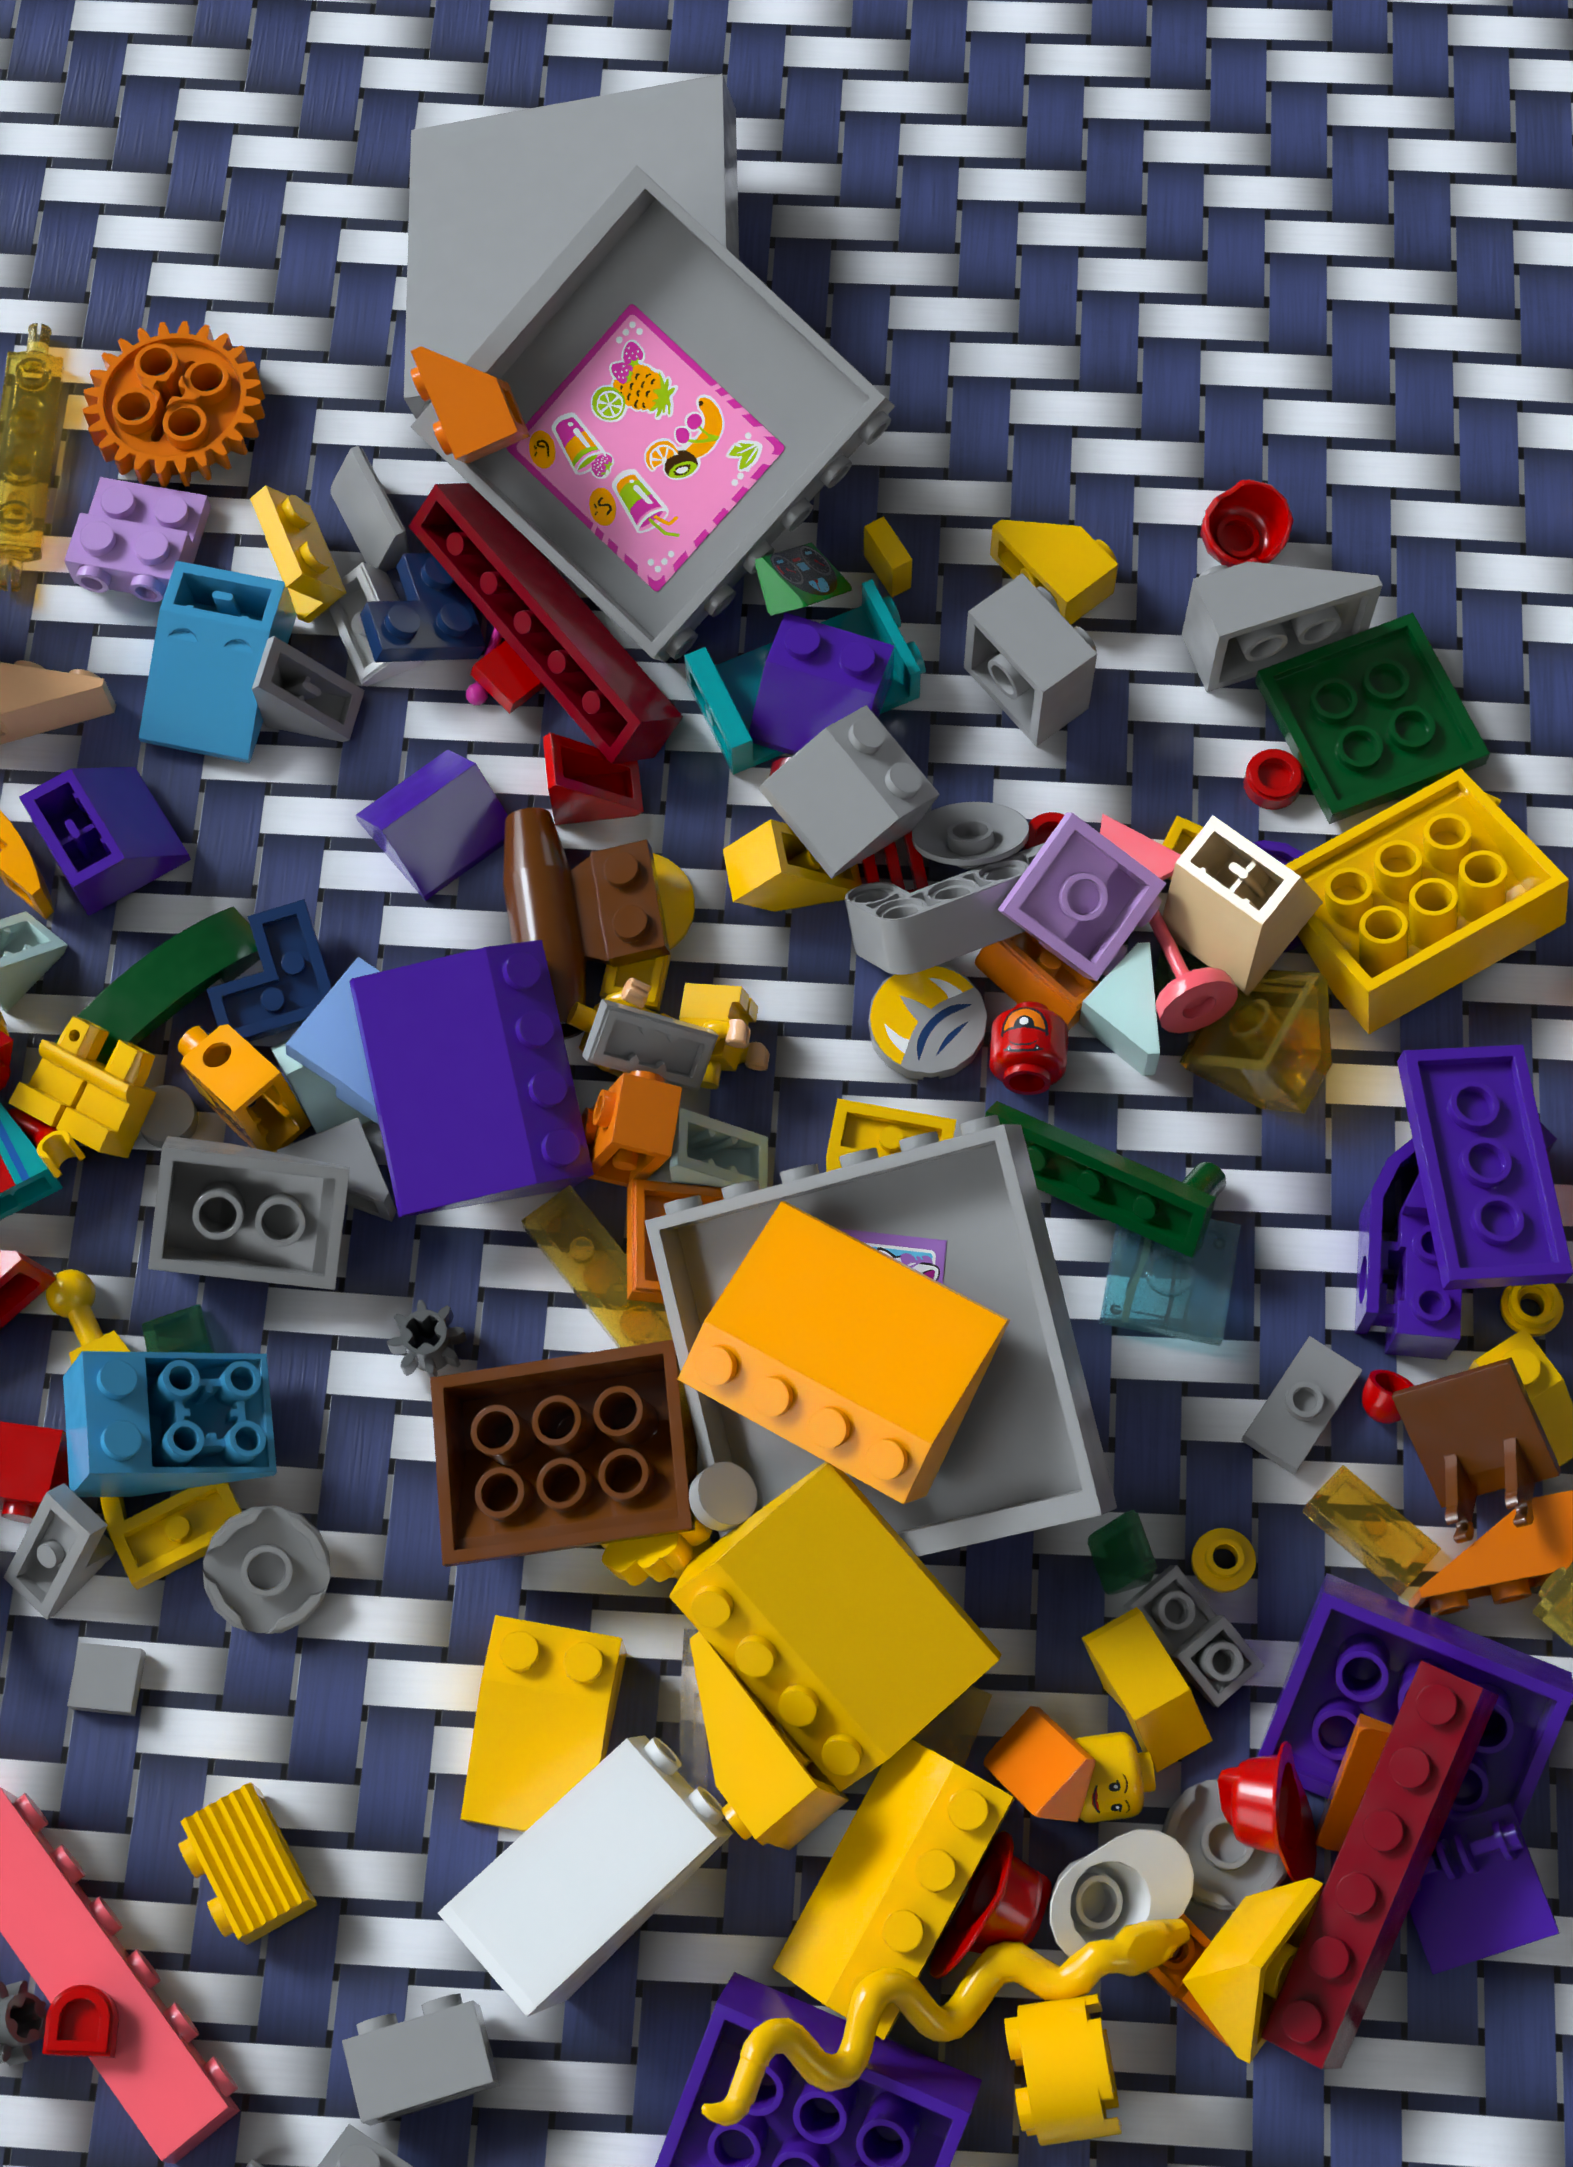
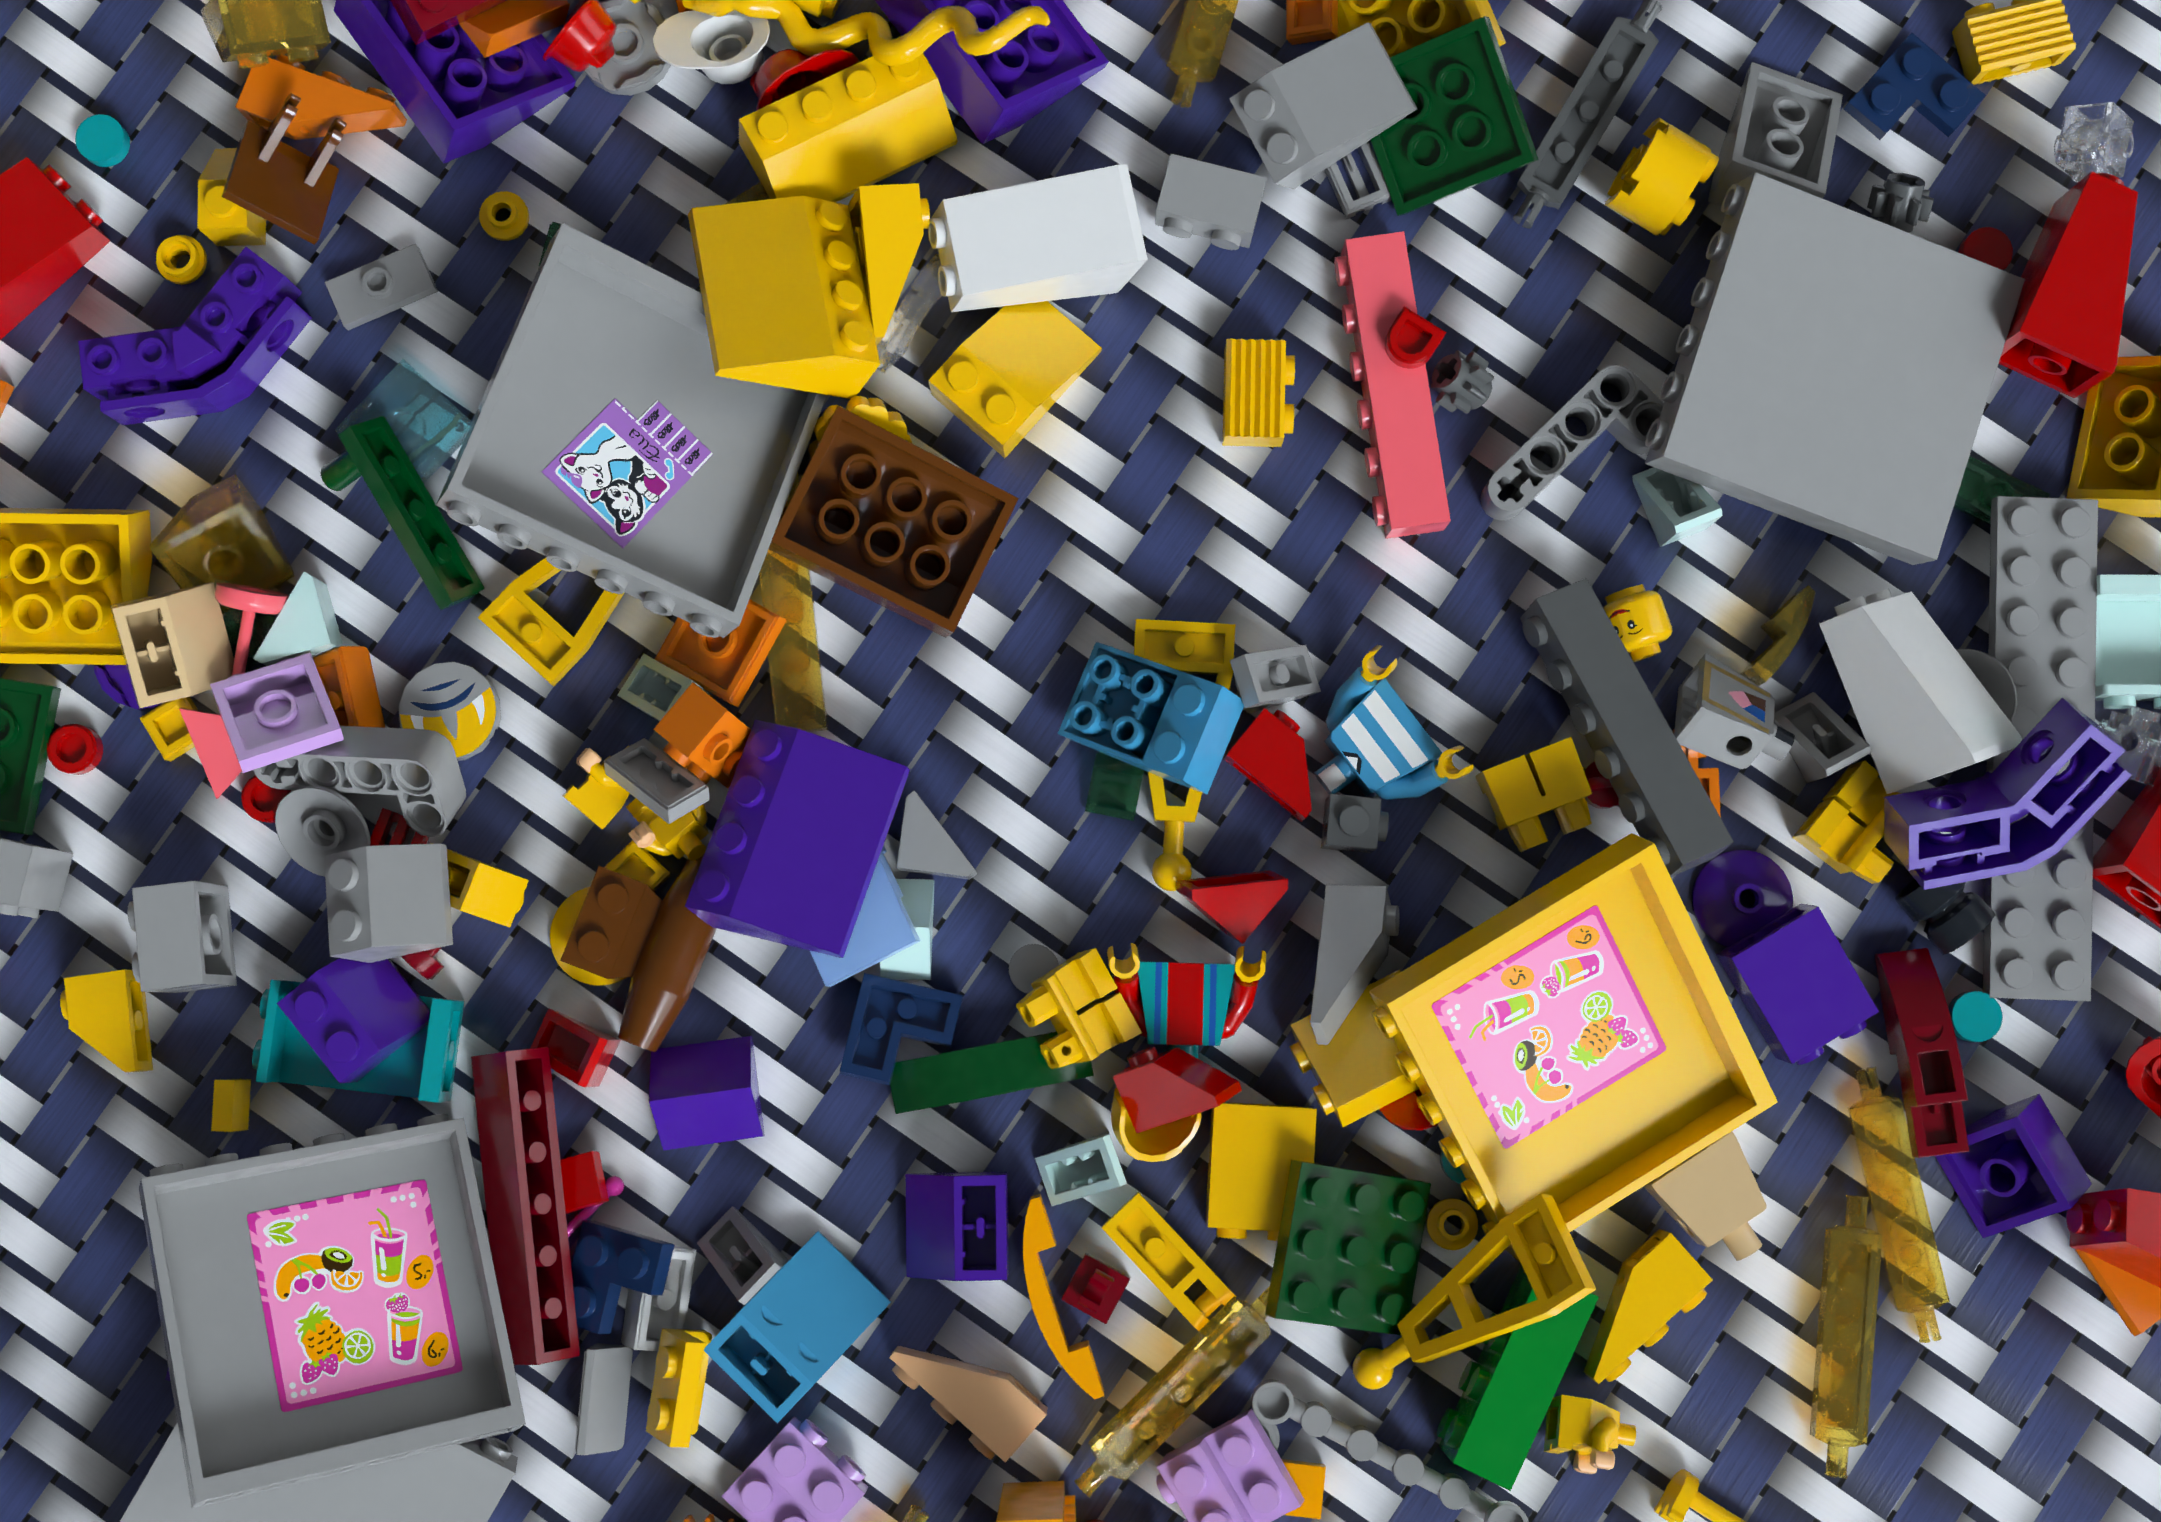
camera: 150 degrees left, 15 degrees up
(106, 1679) = (1285, 577): light grey tile -> none
(233, 1076) = (963, 930): light orange torso -> none
(247, 1214) = (1016, 840): light grey slope -> none
(266, 1569) = (1139, 582): light grey tile -> none
(427, 1324) = (934, 691): dark grey gear -> none
(472, 407) = (464, 1396): orange slope -> none
(723, 1496) = (804, 415): light grey tile -> none
(798, 579) = (310, 1108): slope -> none
(845, 1353) = (660, 432): light orange slope -> none
(1028, 1048) = (391, 640): red head -> none
(1042, 1767) = (709, 141): orange slope -> none
(1117, 1779) = (673, 121): yellow head -> none
(1148, 1688) = (608, 162): yellow slope -> none
(1196, 1639) = (556, 179): light grey slope -> none
(1371, 1530) = (394, 179): clear yellow slope -> none
(1378, 1395) = (322, 257): red hinge -> none
(1484, 1167) = (142, 336): dark purple plate -> none

